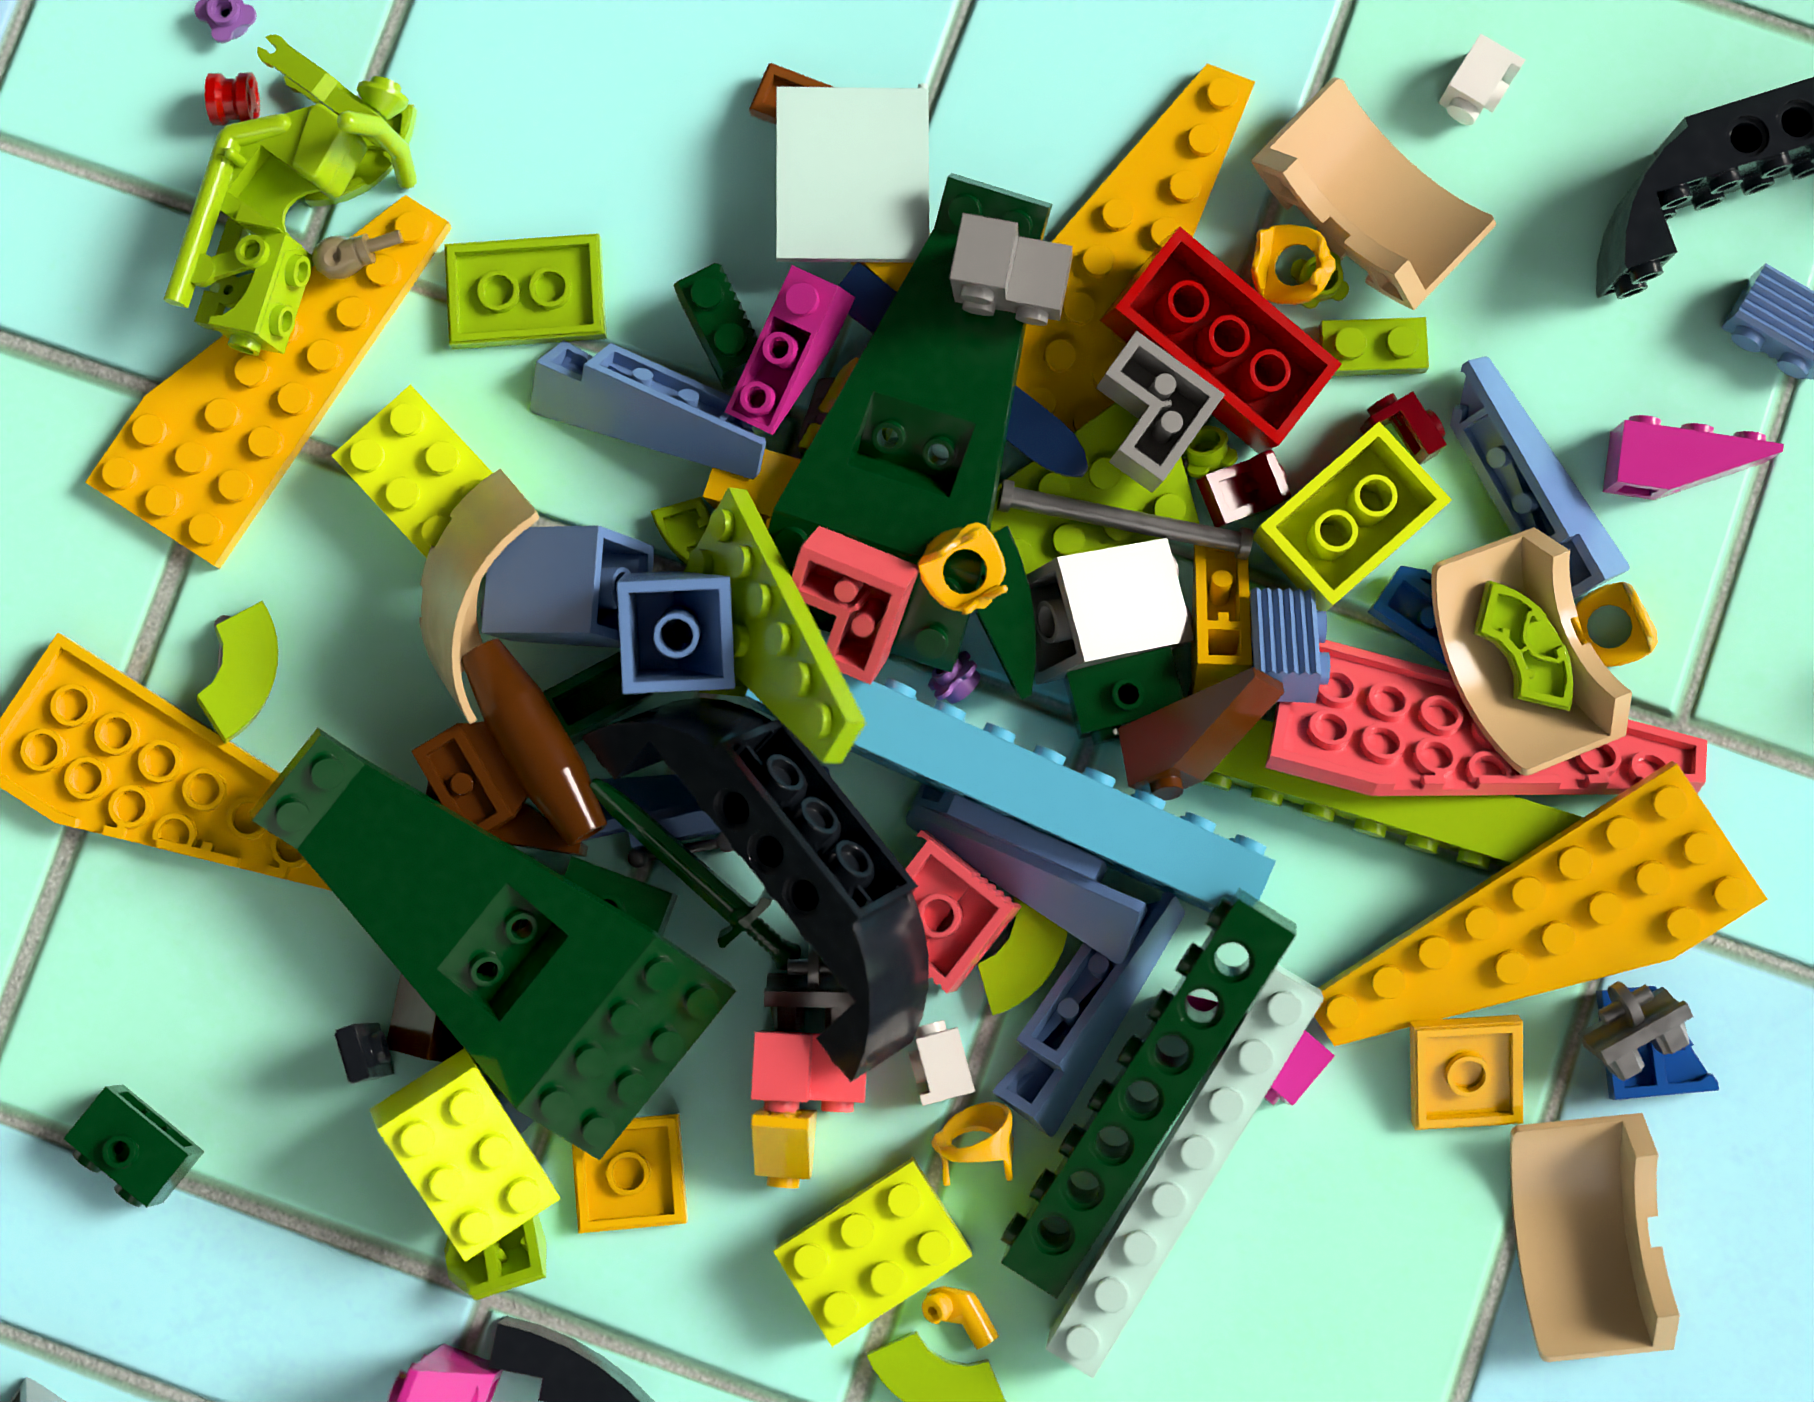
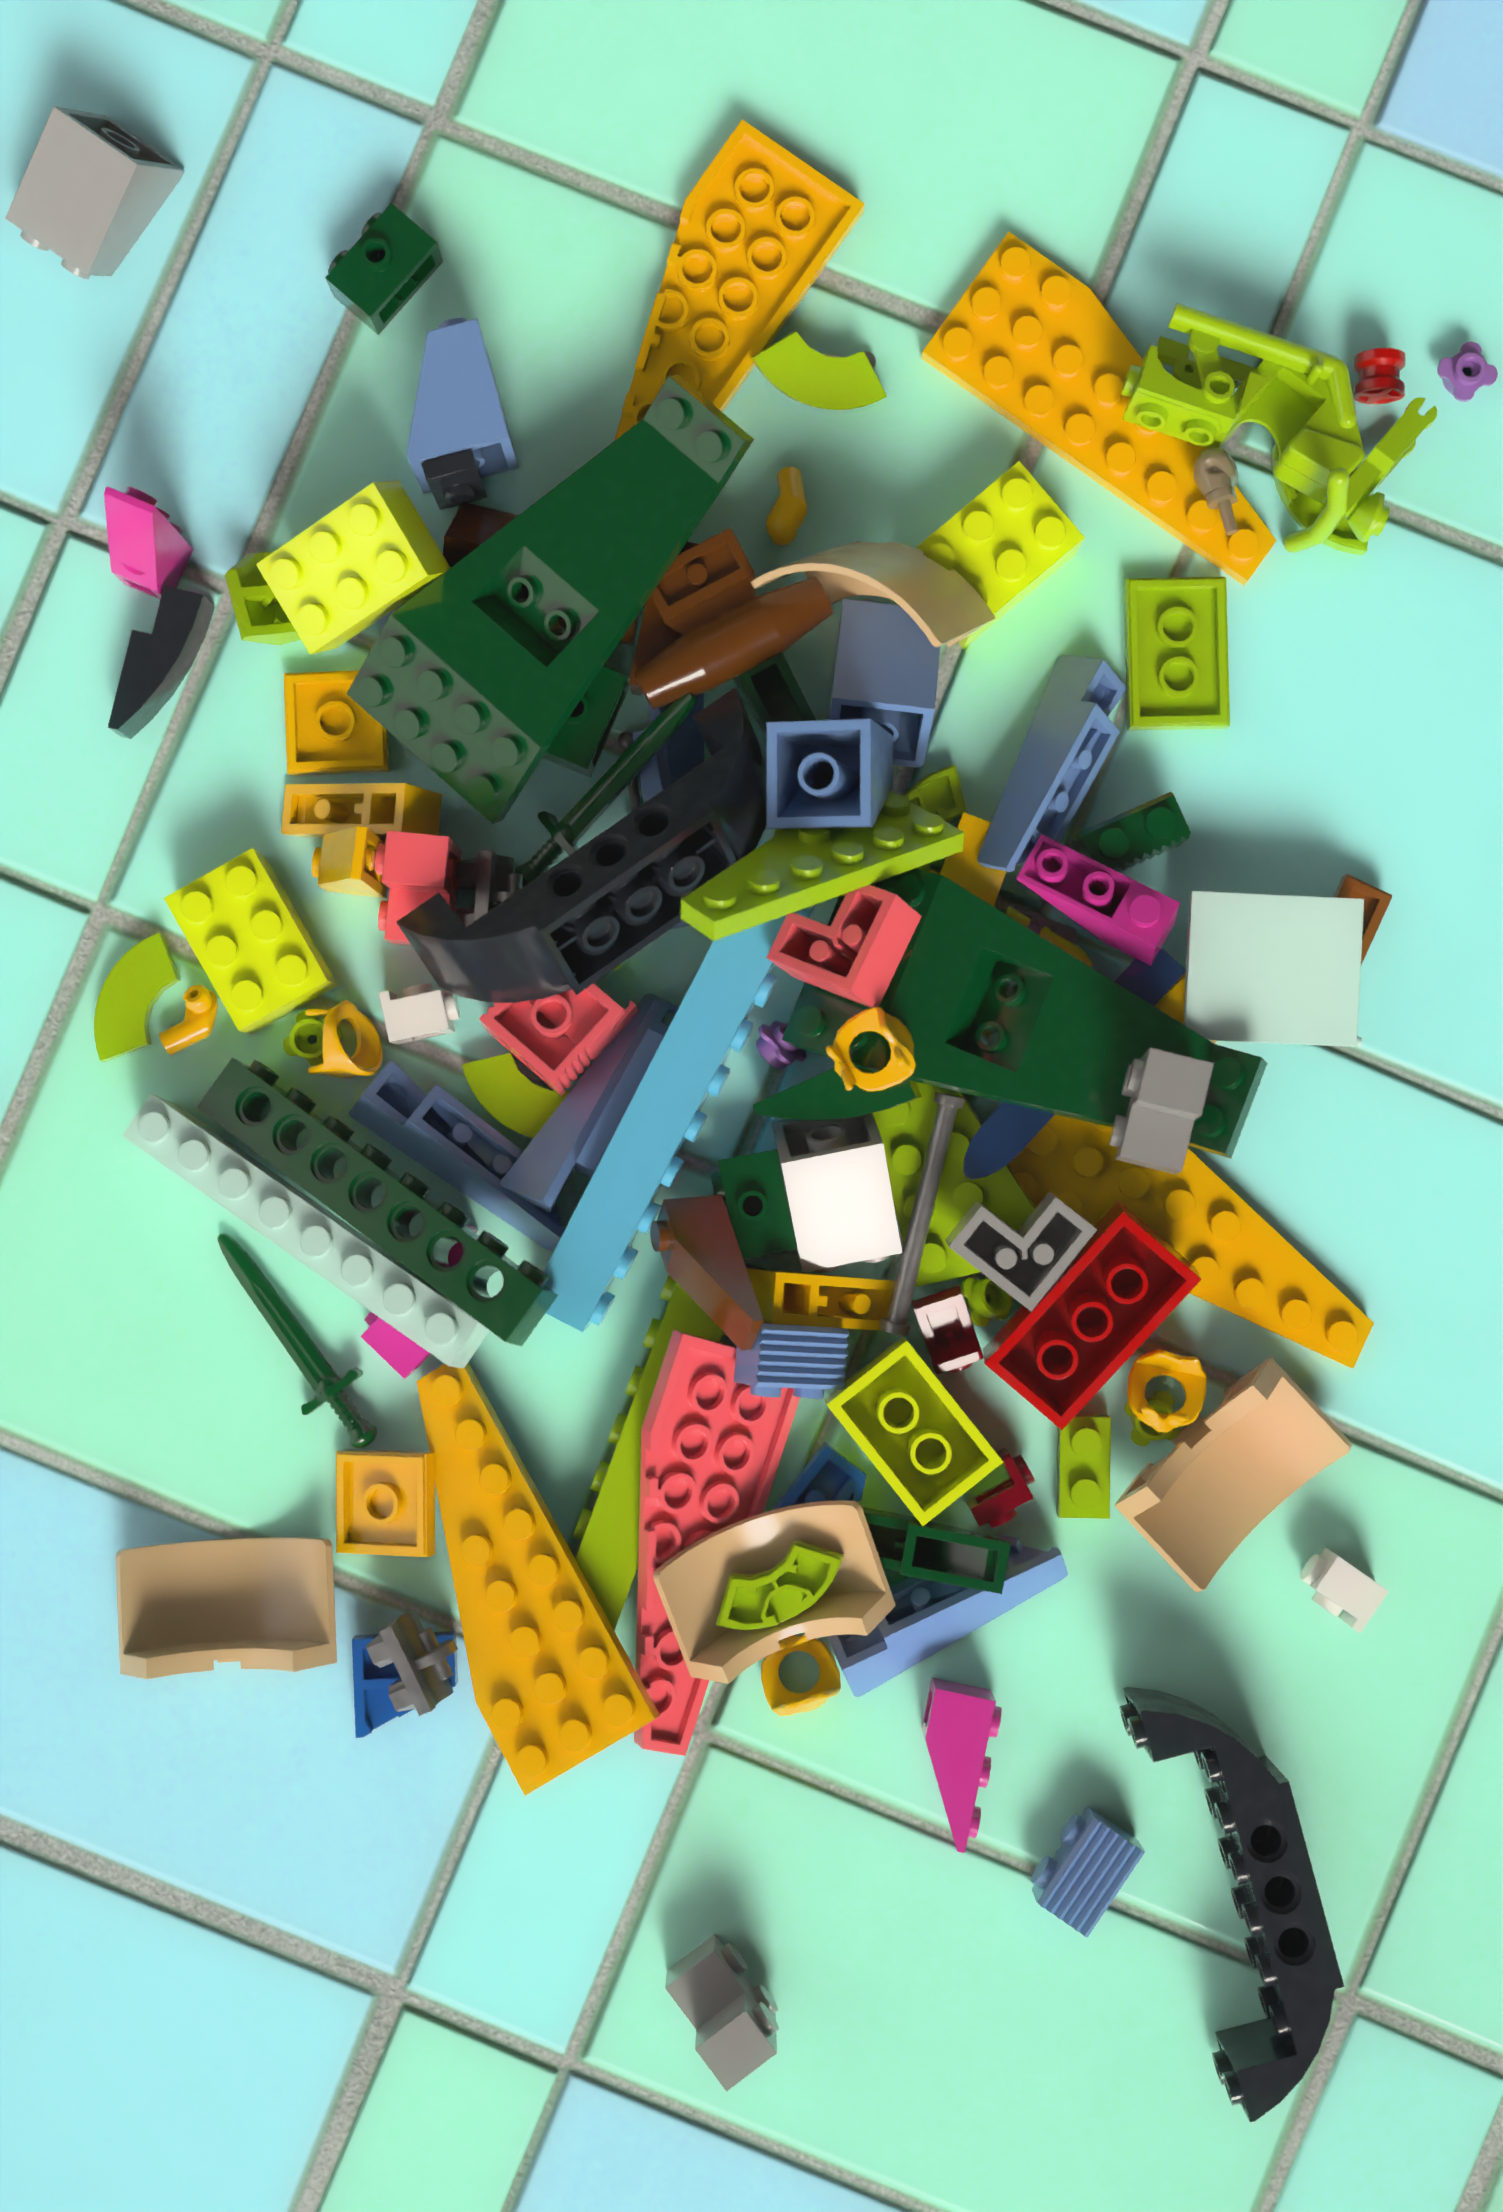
camera: 85 degrees right, 5 degrees up
(282, 1049) = (459, 403): none -> medium blue slope
(384, 696) = (788, 509): none -> yellow arm
(725, 1140) = (327, 808): none -> yellow slope
(978, 1195) = (298, 1041): none -> lime plate
(1303, 1177) = (299, 1345): none -> dark green sword
(1475, 483) = (938, 1551): none -> dark green slope

